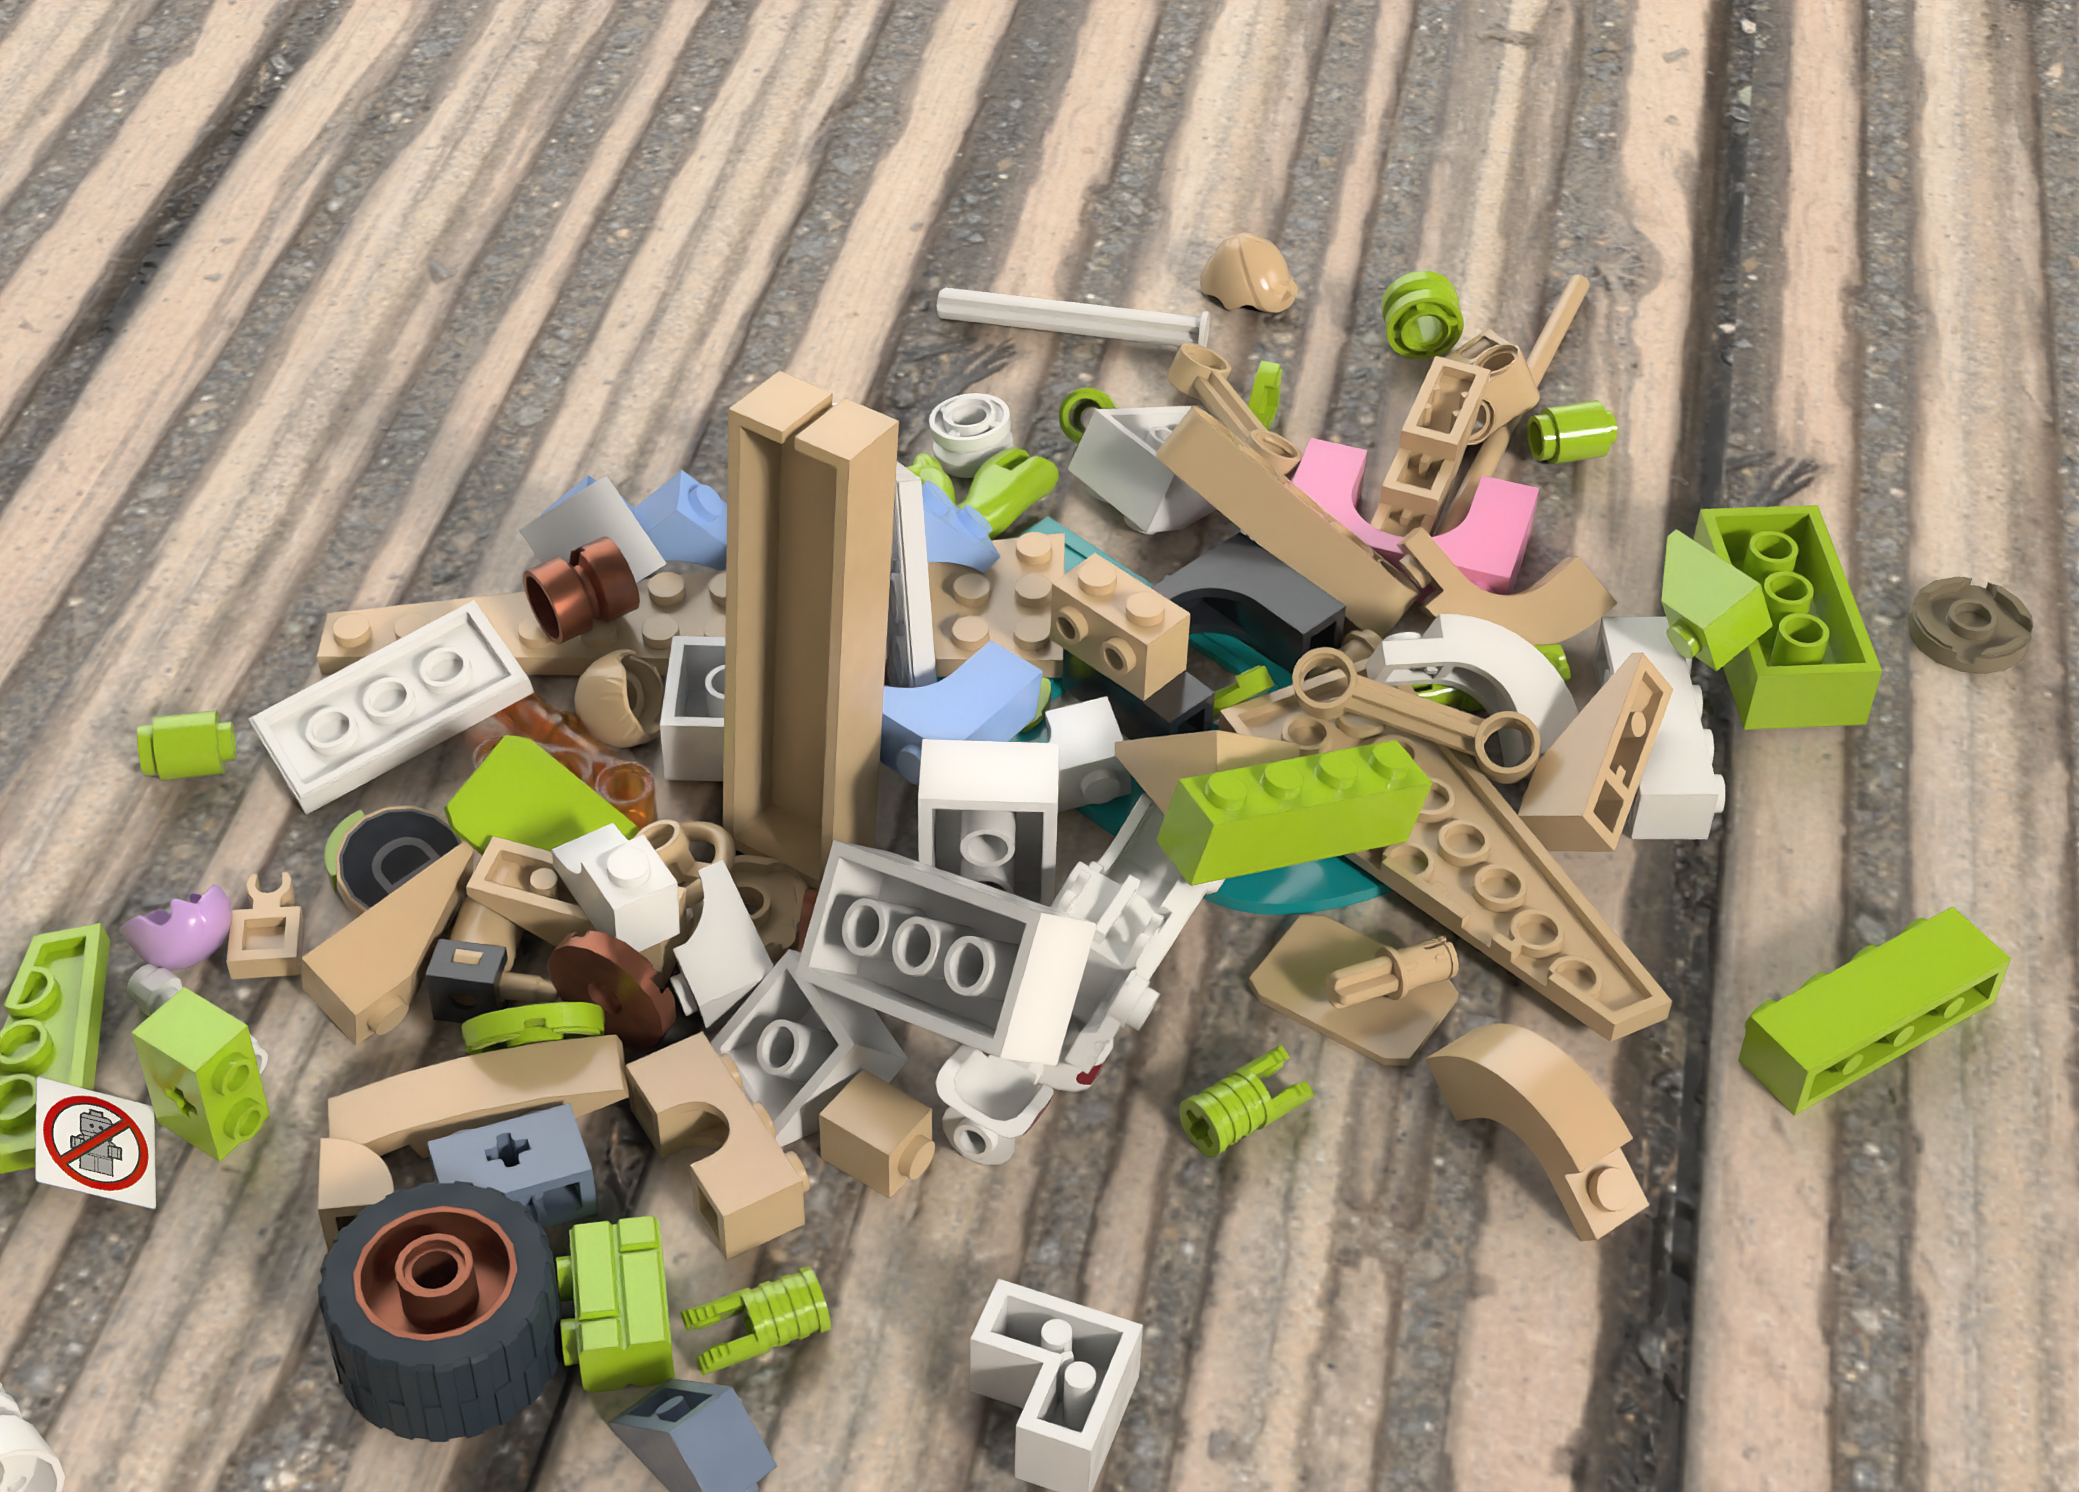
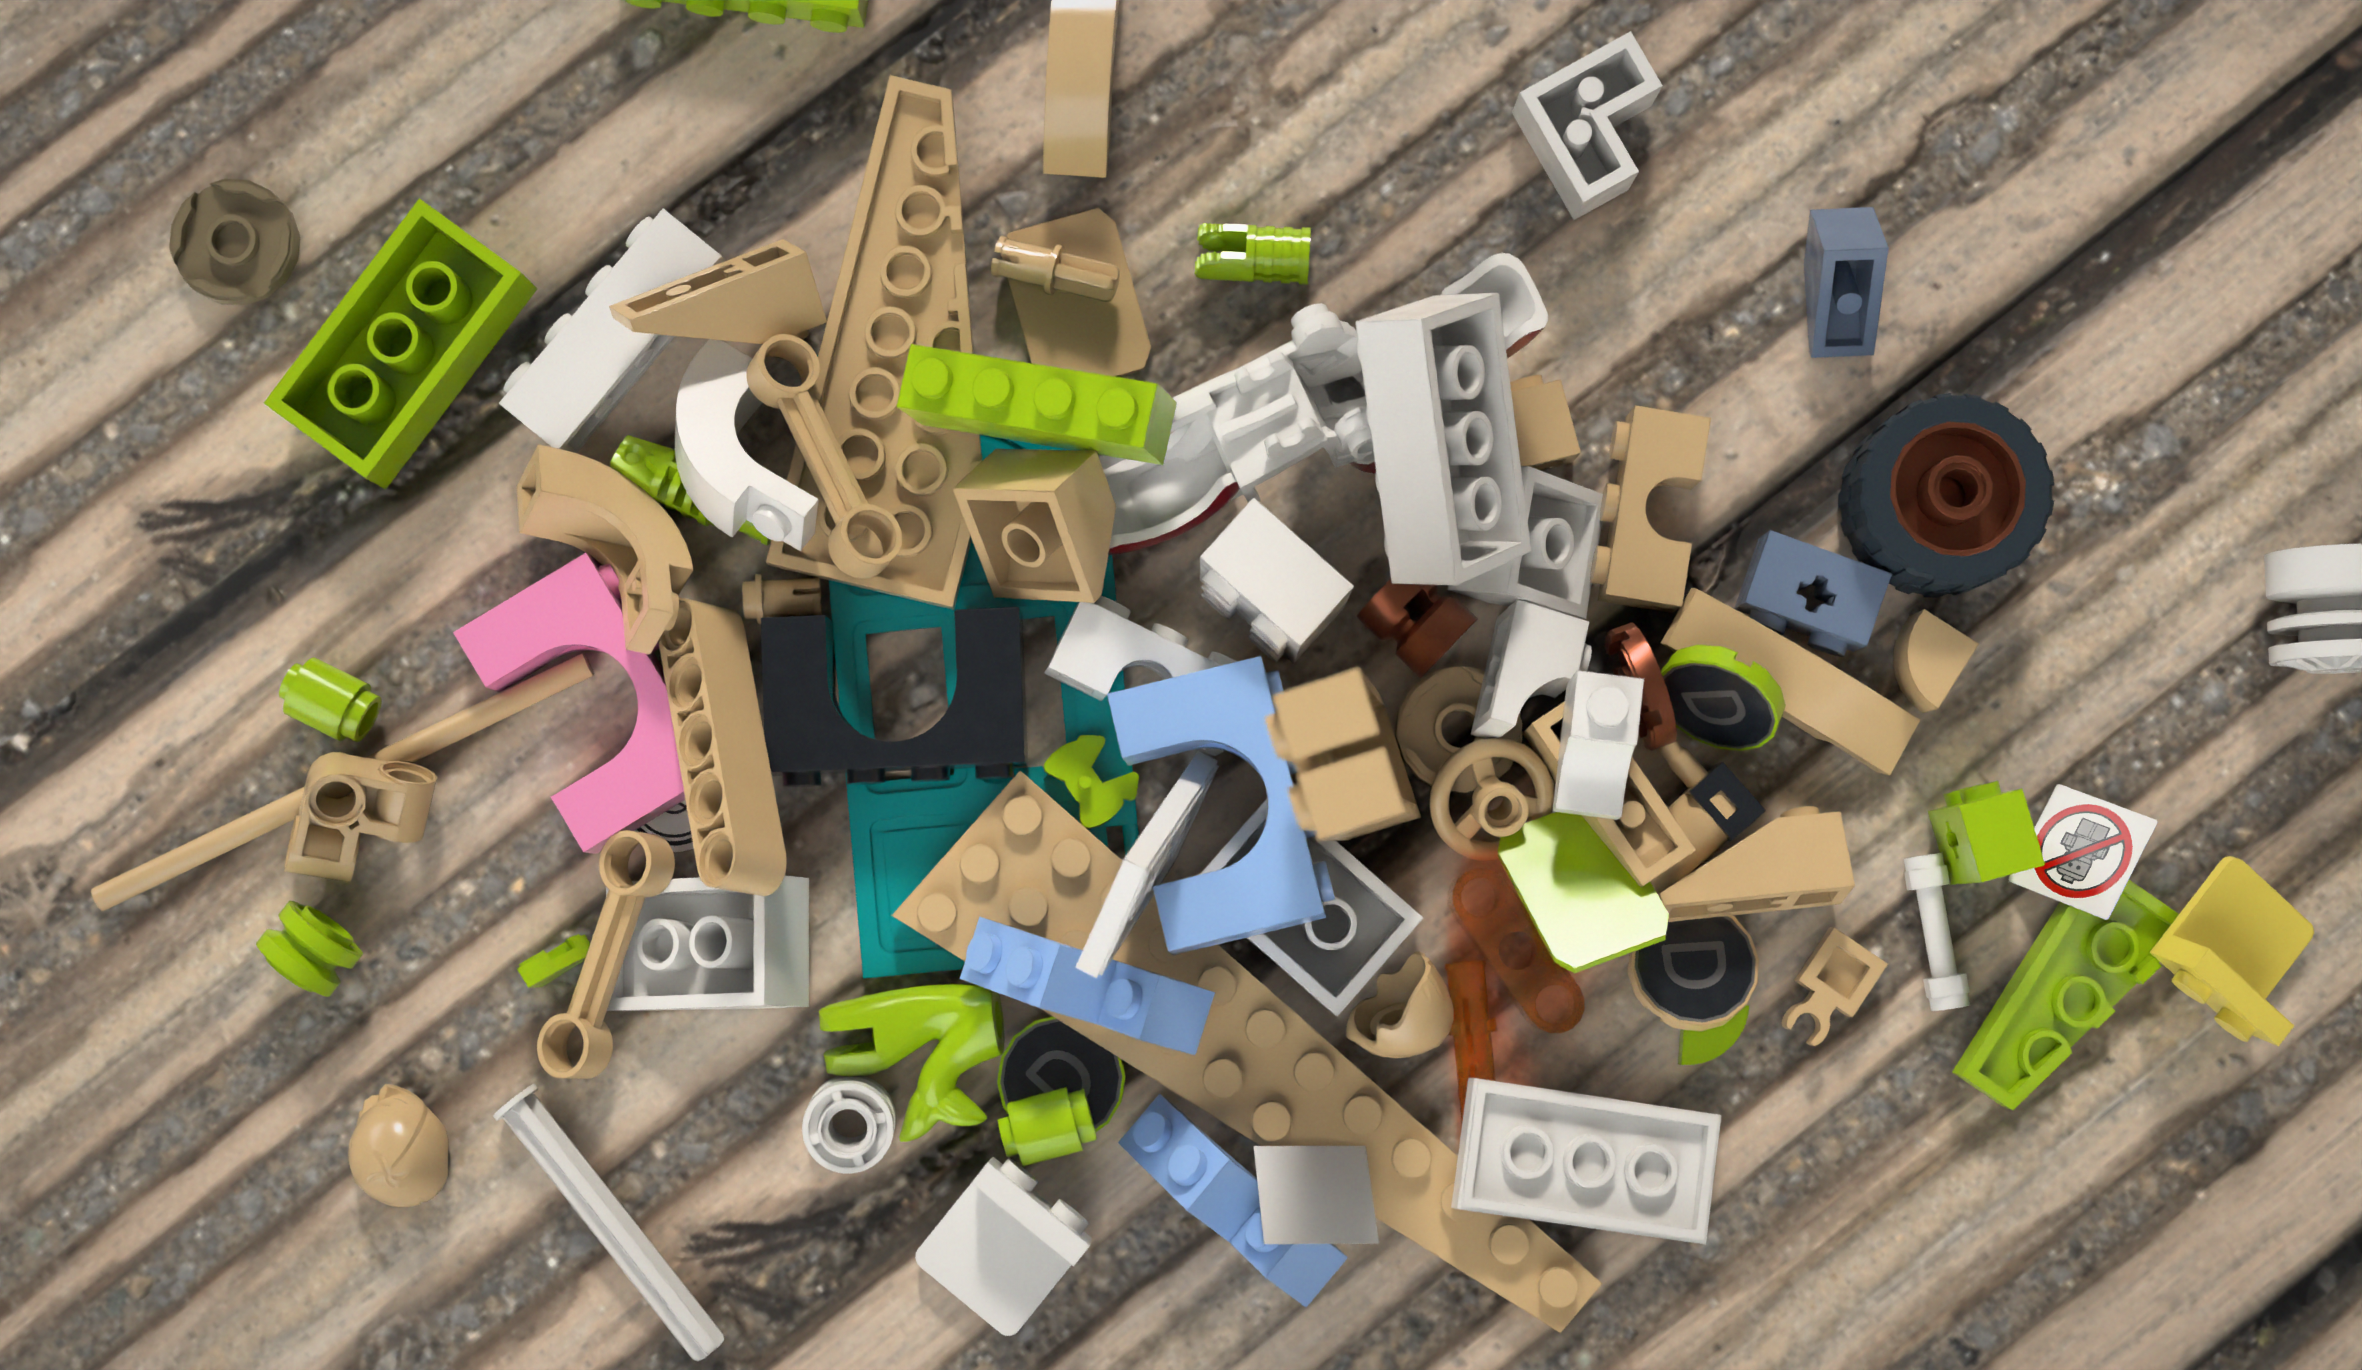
camera: 135 degrees left, 40 degrees up
(185, 935) = (1905, 1028): lavender hair -> none
(186, 745) = (1775, 1247): lime brick -> none
(573, 593) = (1370, 1136): copper wheel -> none
(619, 1305) = (1814, 425): lime brick -> none
(771, 1314) = (1730, 344): lime hinge -> none
(1076, 405) = (736, 1050): lime brick -> none
(1119, 626) = (991, 709): tan brick -> none
(1249, 685) = (920, 621): lime tile -> none
(1431, 447) = (503, 751): tan slope -> none
(1709, 603) = (493, 361): lime slope -> none

